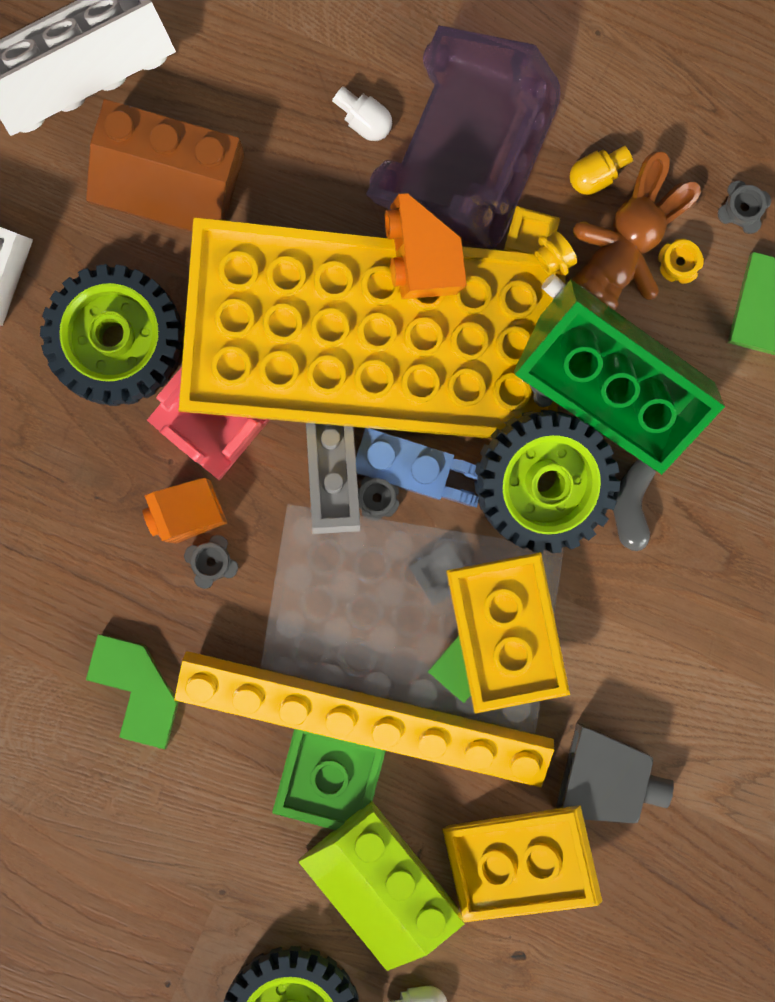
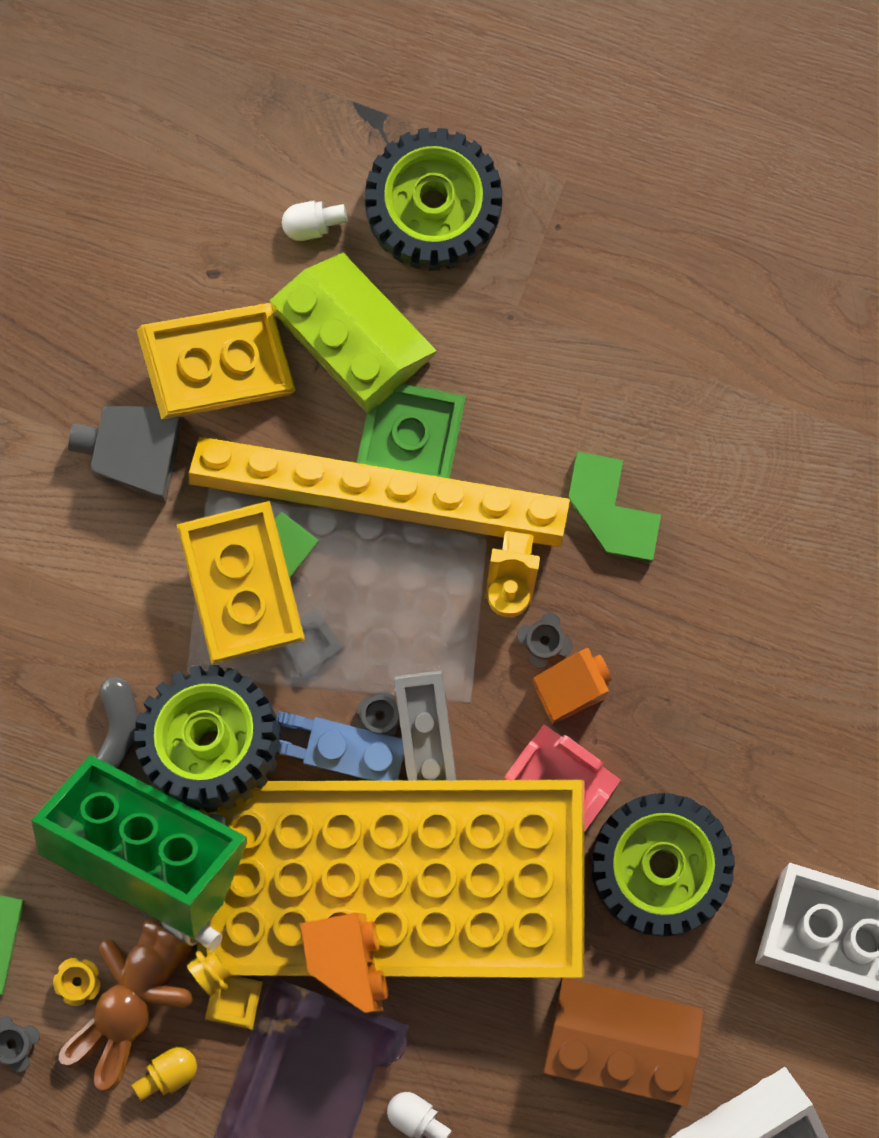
camera: 175 degrees right, 5 degrees down
(236, 623) = (512, 575): none -> yellow hips

